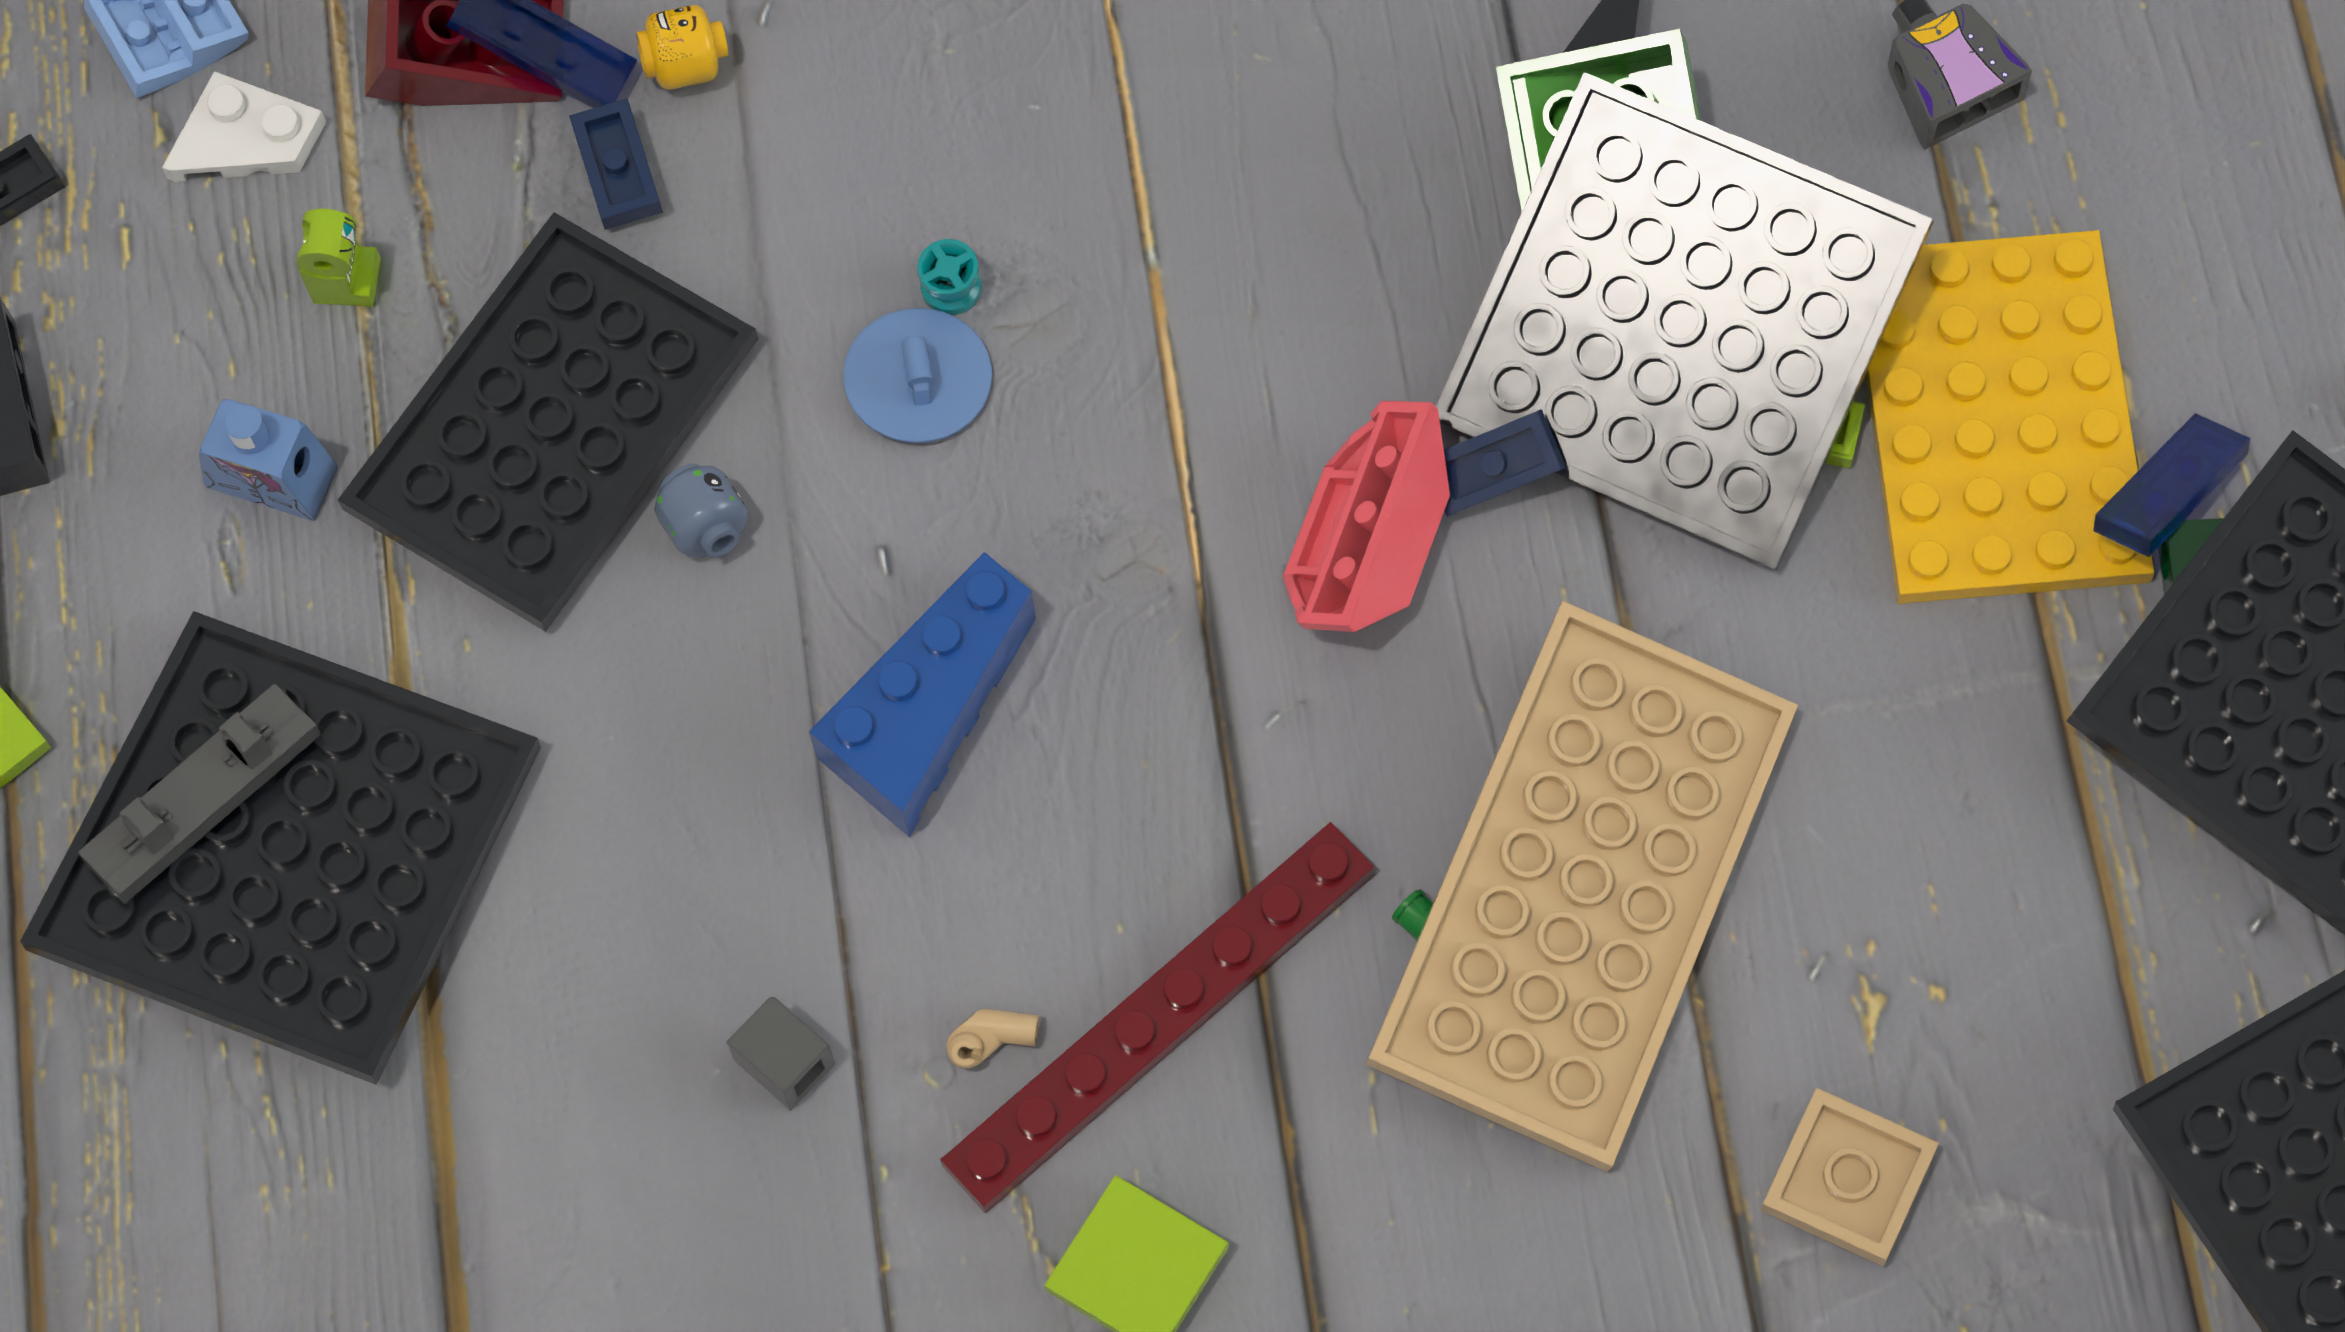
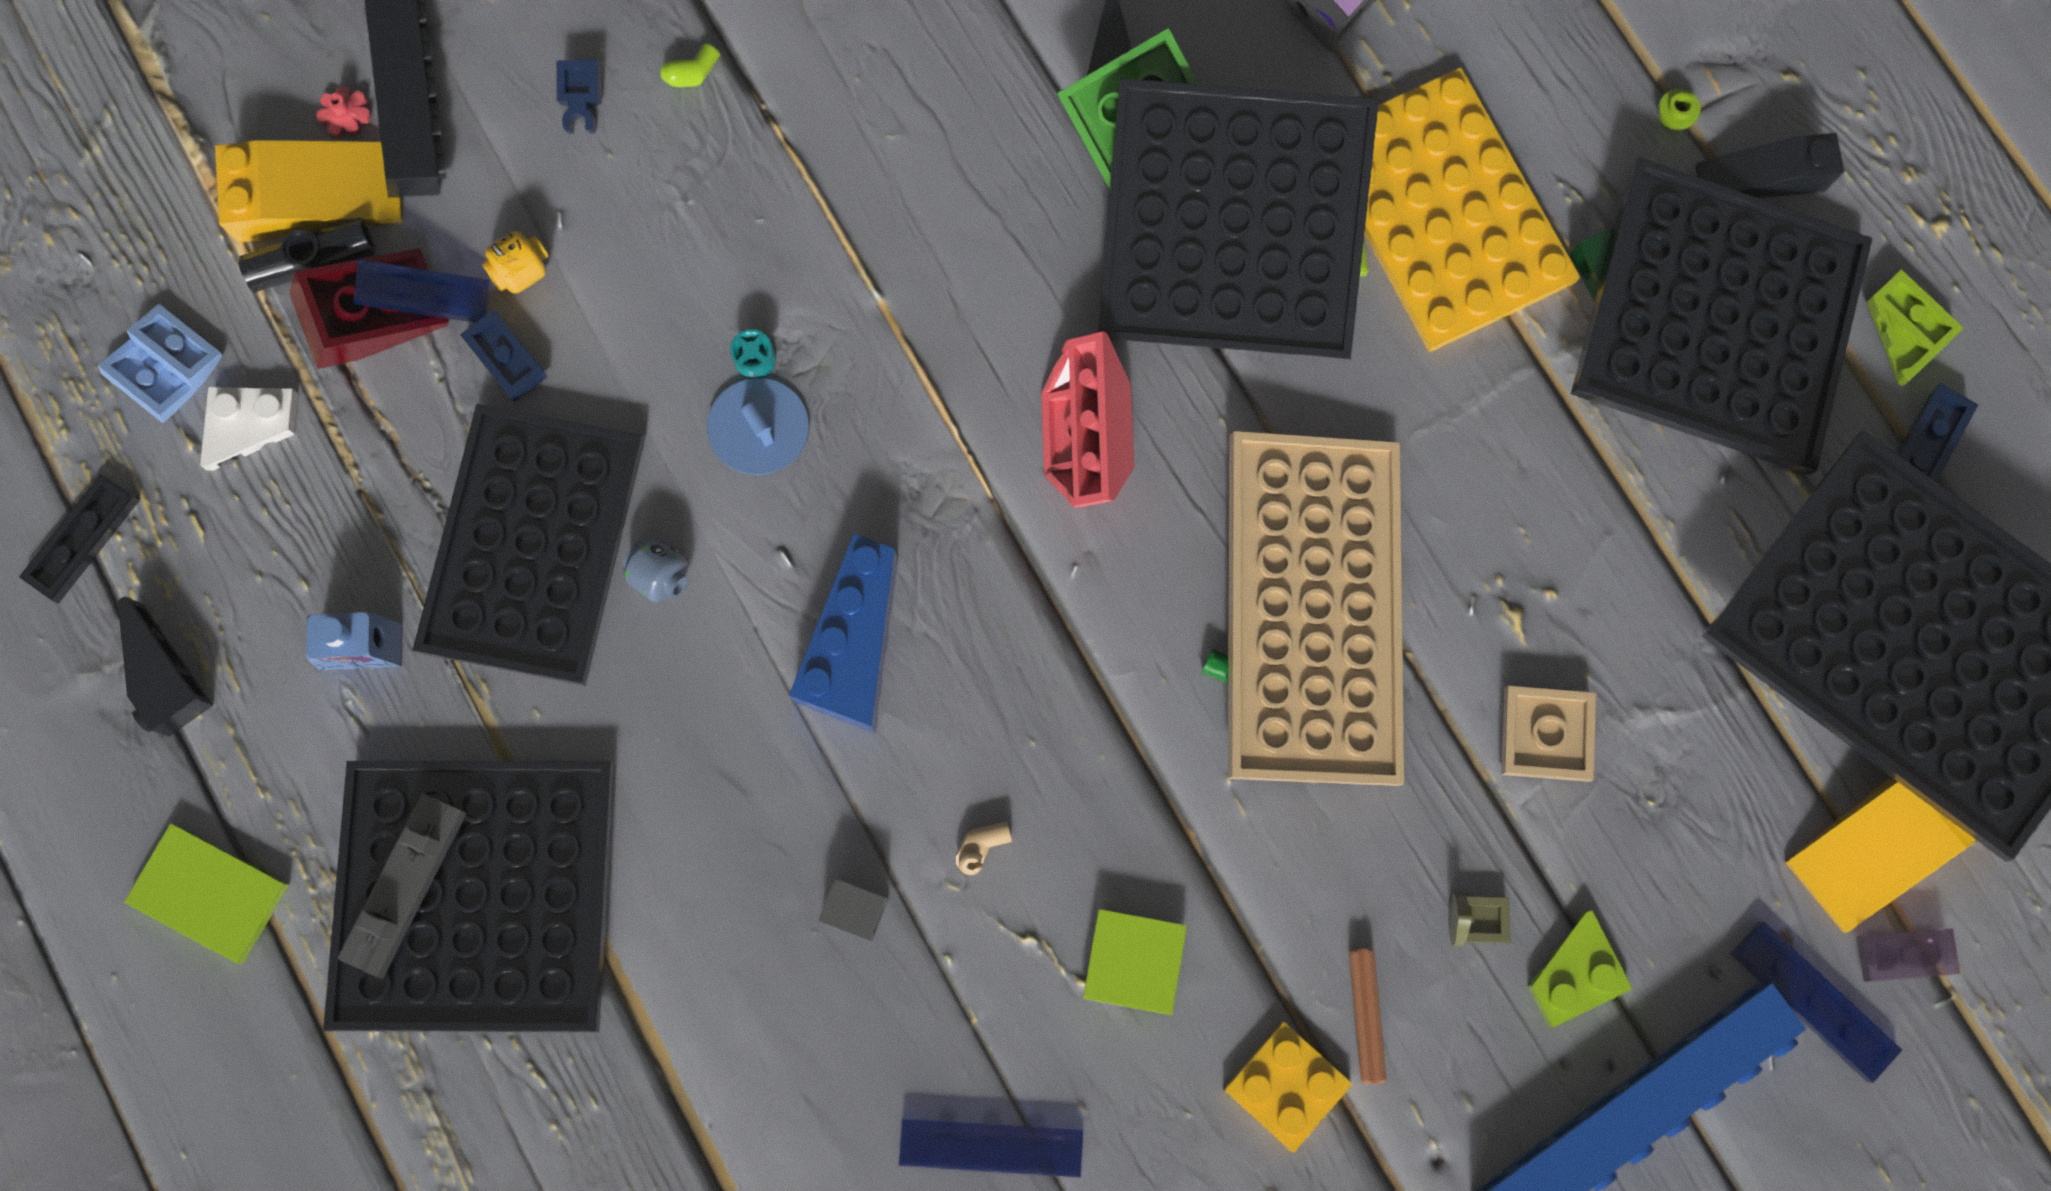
camera: 25 degrees left, 10 degrees up
(334, 263) = (344, 490): lime leg -> none
(1157, 1017) = (1080, 793): dark red plate -> none
(1500, 461) = (1155, 351): dark blue plate -> none
(2171, 485) = (1573, 217): clear blue tile -> none

